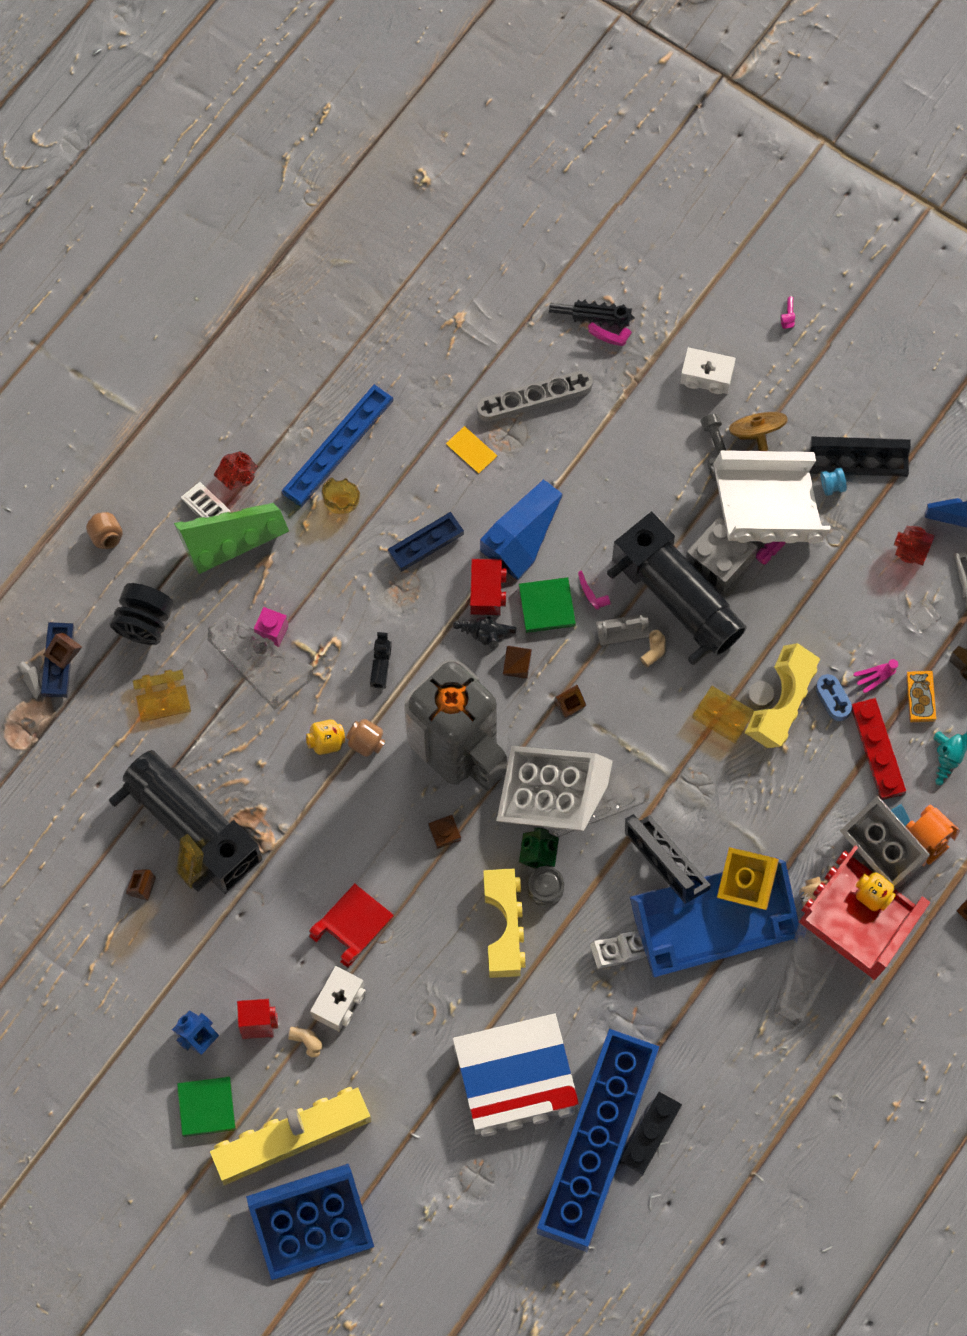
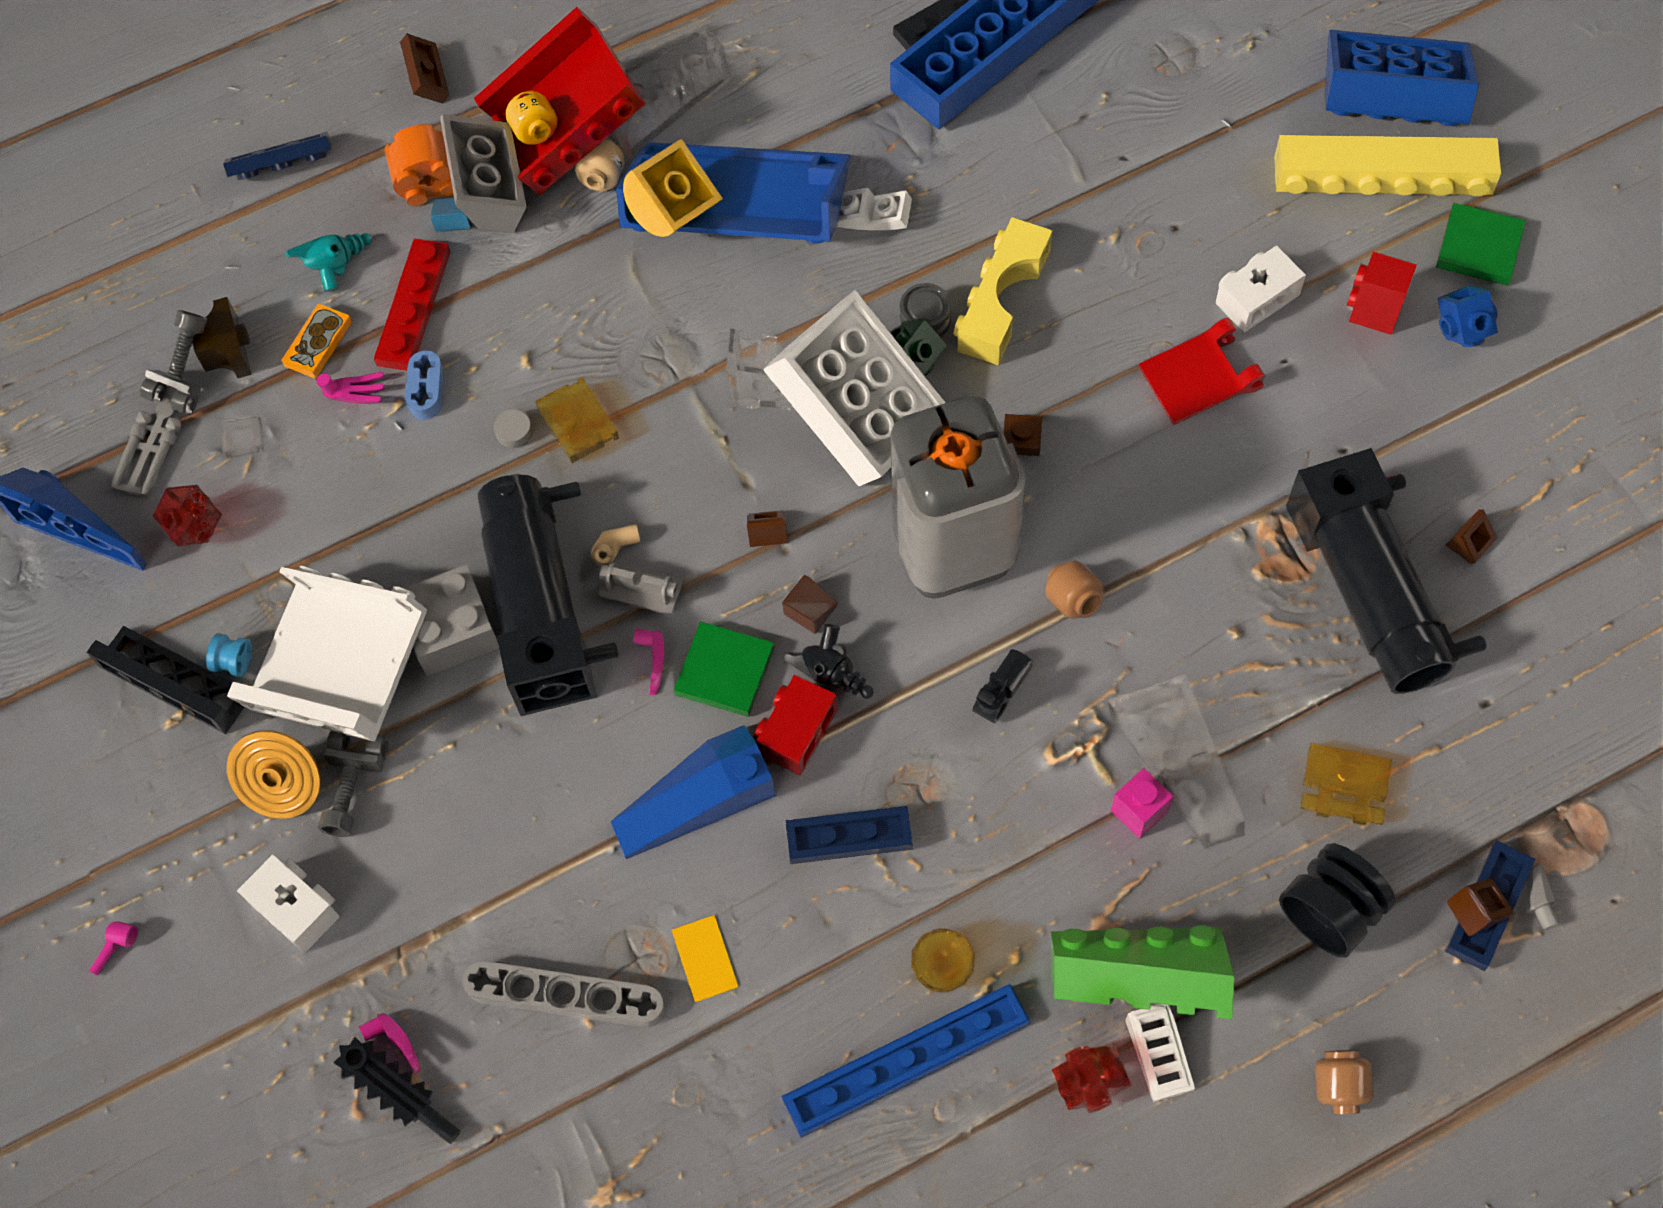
camera: 150 degrees left, 5 degrees down
(189, 860) = (1404, 502): clear yellow tile -> none
(295, 1121) = (1381, 150): light grey tile -> none
(309, 1039) = (1316, 266): tan arm -> none
(325, 737) = (1129, 614): yellow head -> none
(516, 1075) = (1074, 125): panel -> none
(663, 862) = (766, 265): black fence -> none
(796, 669) = (519, 376): light yellow arch -> none

